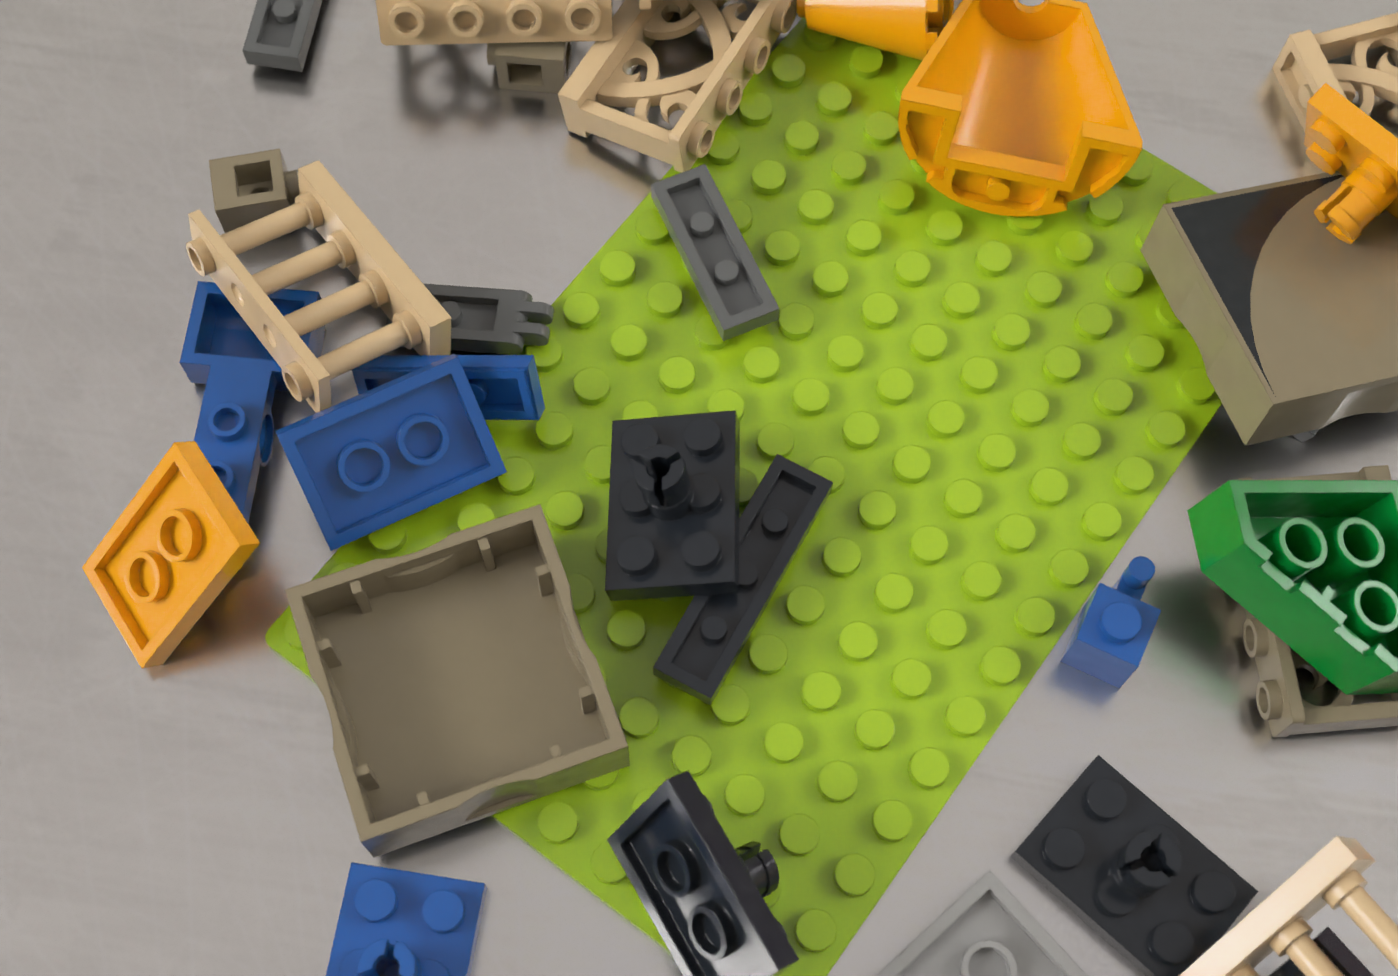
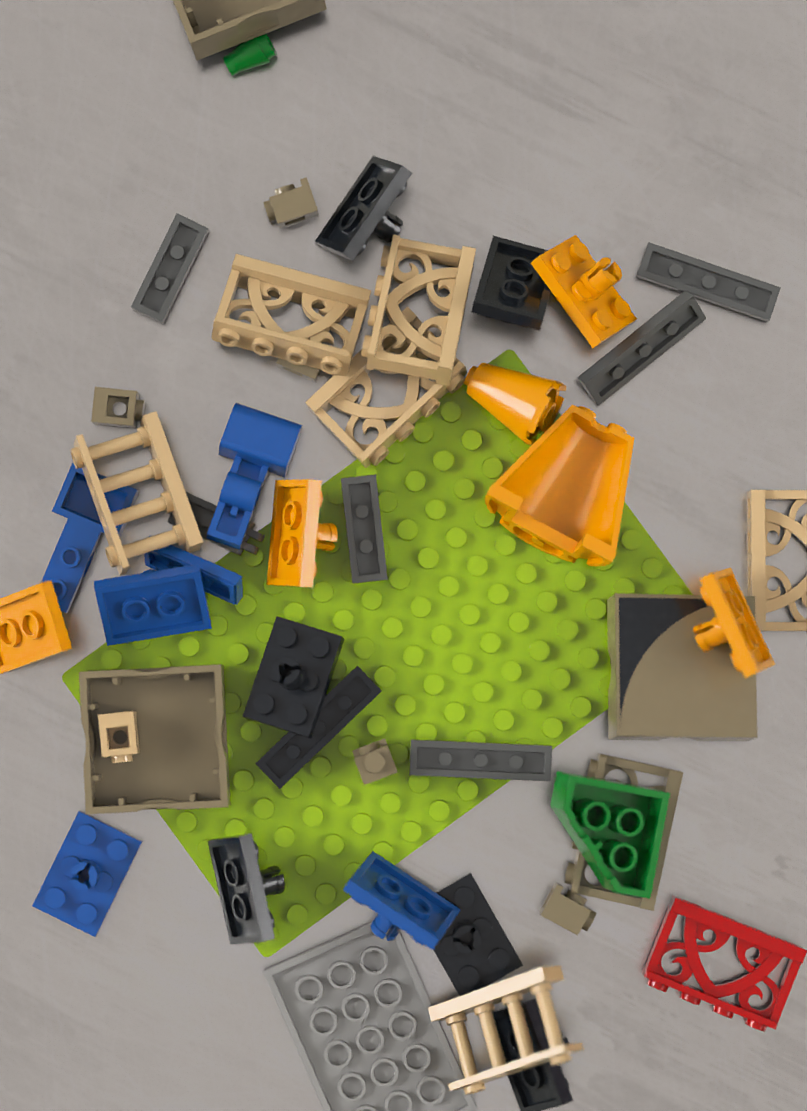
camera: 20 degrees right, 20 degrees up
(384, 666) = (109, 725): none -> tan brick
(496, 191) = (258, 446): none -> blue plate
(605, 272) = (297, 533): none -> light orange plate
(864, 602) = (374, 761): none -> dark tan brick
(1005, 832) = (400, 902): none -> blue plate
(1041, 550) = (480, 760): none -> dark grey plate
(1114, 627) = (501, 813): blue brick -> none
(1292, 764) = (567, 910): none -> dark tan brick

